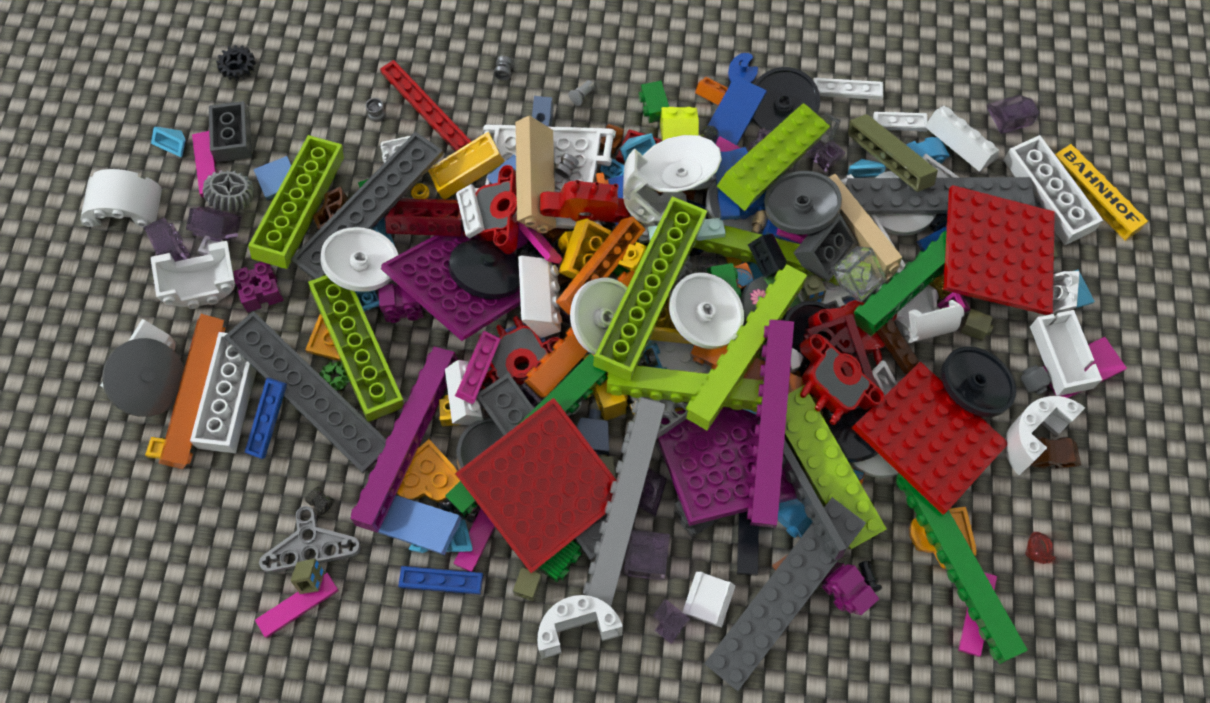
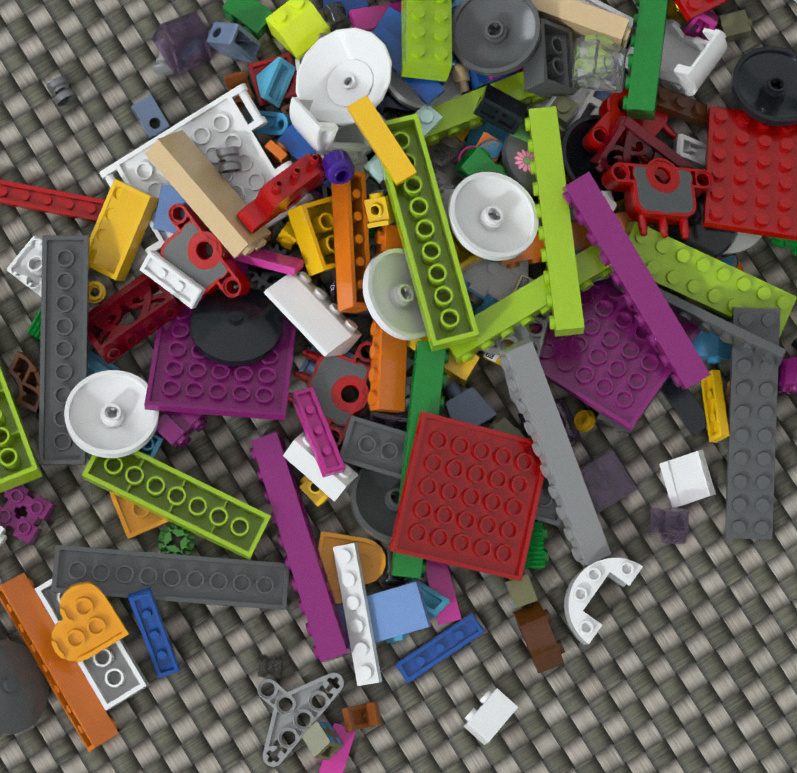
camera: 40 degrees left, 15 degrees up
(155, 447) = (70, 739): yellow tile -> none
(227, 374) = (86, 623): none -> light orange plate
(347, 582) = (361, 716): none -> dark orange bracket
(403, 510) = (357, 614): none -> white plate
(433, 653) = (490, 716): none -> white brick
(512, 626) = (540, 641): none -> reddish brown brick
(599, 88) = (183, 42): none -> clear purple slope
(628, 208) = (338, 166): none -> dark purple head
(629, 103) = (225, 36): none -> sand blue torso
(667, 503) = (584, 420): none -> yellow plate
(669, 208) = (381, 140): none -> yellow tile
(768, 562) = (715, 407): none -> yellow plate

